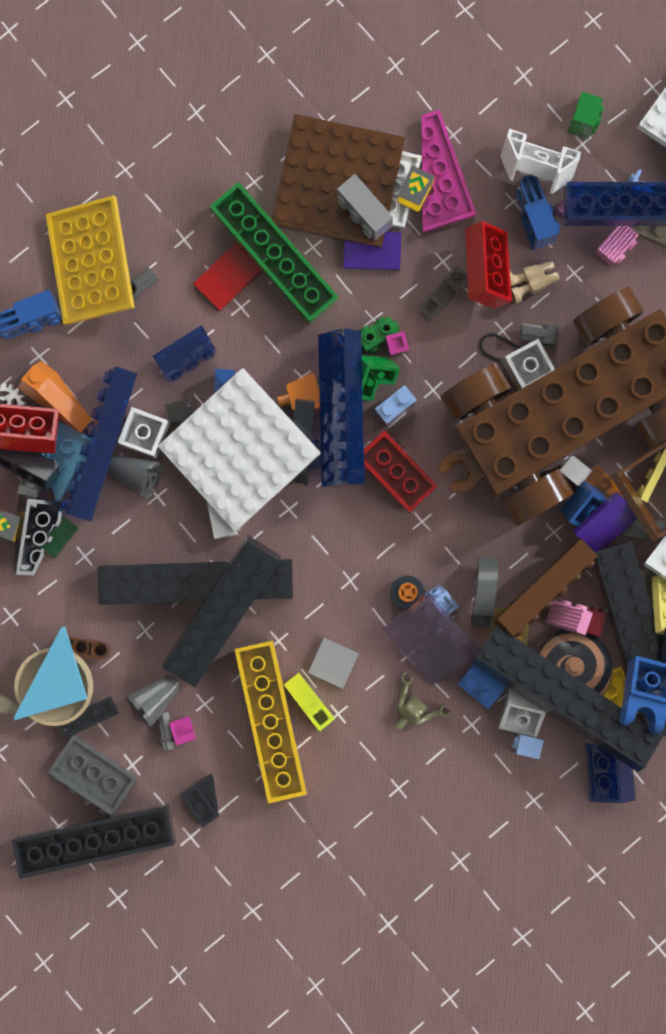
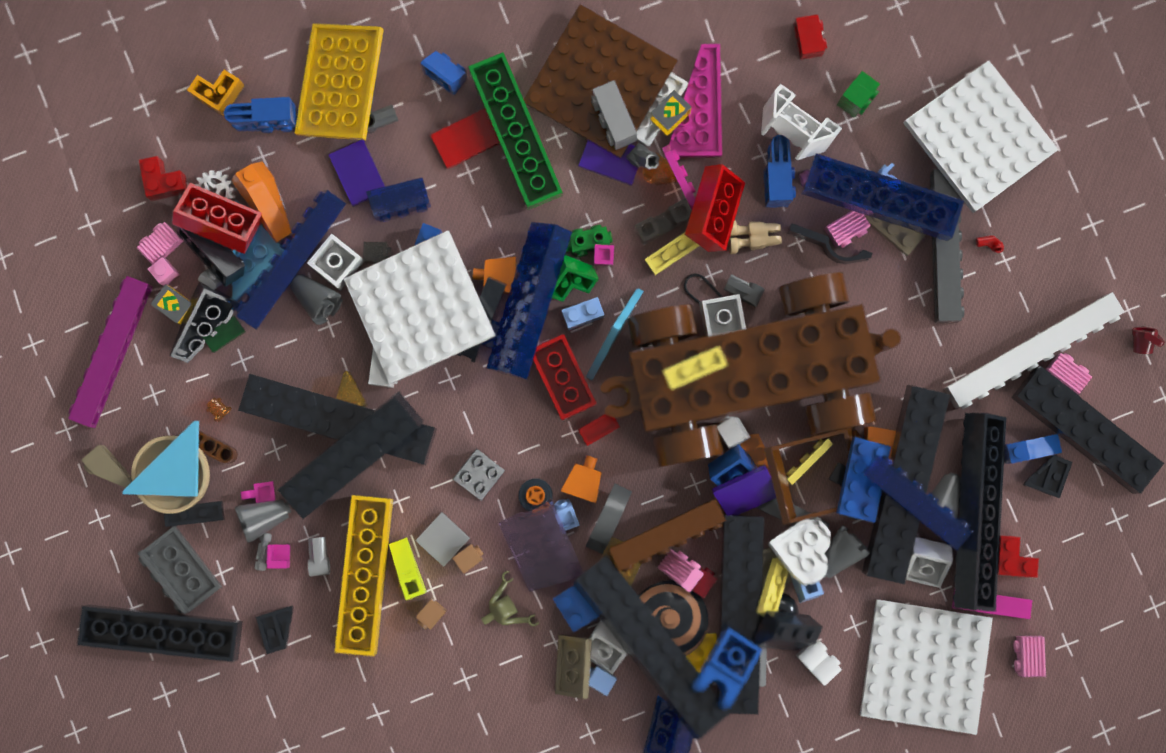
camera: 20 degrees right, 0 degrees up
(77, 609) = (217, 409): none -> clear orange brick
(134, 341) = (356, 171): none -> dark purple tile
(147, 675) = (262, 492): none -> dark pink plate
(186, 219) = (444, 72): none -> blue slope
(198, 552) = (349, 391): none -> clear yellow slope
(222, 722) = (318, 562): none -> light grey piece
(346, 738) = (430, 614): none -> medium nougat brick
(347, 590) = (478, 474): none -> hinge
(364, 672) = (468, 558): none -> medium nougat brick
(403, 239) = (643, 157): none -> dark grey piece
(425, 247) = (661, 175): none -> clear orange slope
(431, 415) = (613, 334): none -> medium azure tile
(444, 243) = (680, 174): none -> dark pink plate
(445, 509) = (598, 429): none -> red tile
(448, 563) = (583, 480): none -> orange torso
(459, 321) = (670, 253): none -> light yellow plate
(498, 742) = (573, 666): none -> dark tan plate
(521, 75) = (809, 36): none -> red brick
(525, 419) = (695, 368): none -> light yellow plate
(593, 263) = (822, 240): none -> black piece

